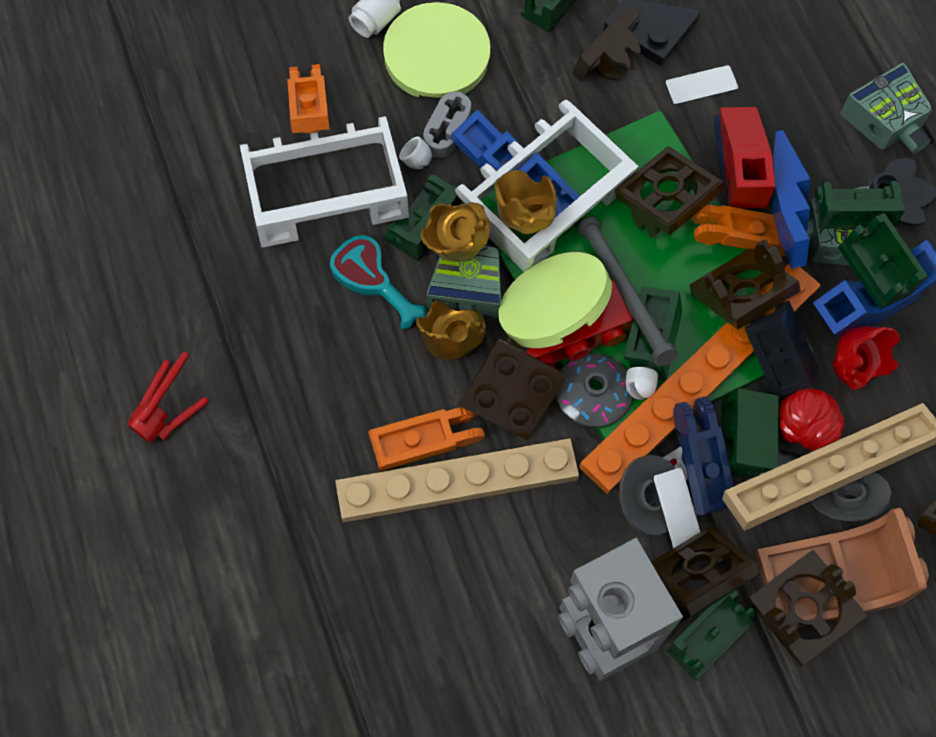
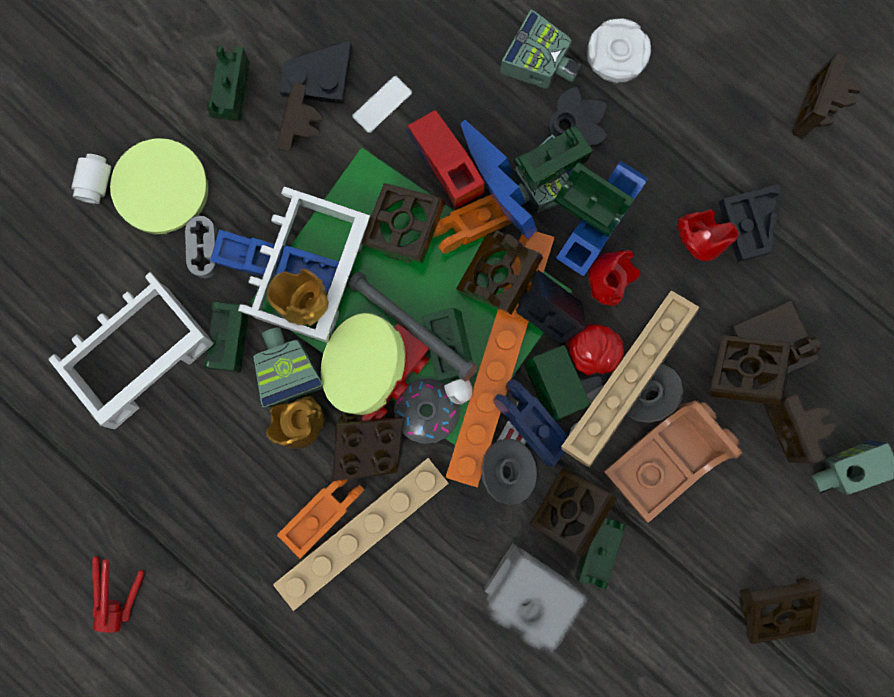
camera: 25 degrees left, 15 degrees up
(307, 101) = (80, 291): orange hinge -> none
(359, 269) = (199, 405): teal piece -> none
(416, 153) = (191, 287): white hinge -> none
(456, 231) = (257, 350): pearl gold hair -> none
(676, 506) = (531, 468): white sticker -> none
(784, 625) = (692, 489): dark brown piece -> none

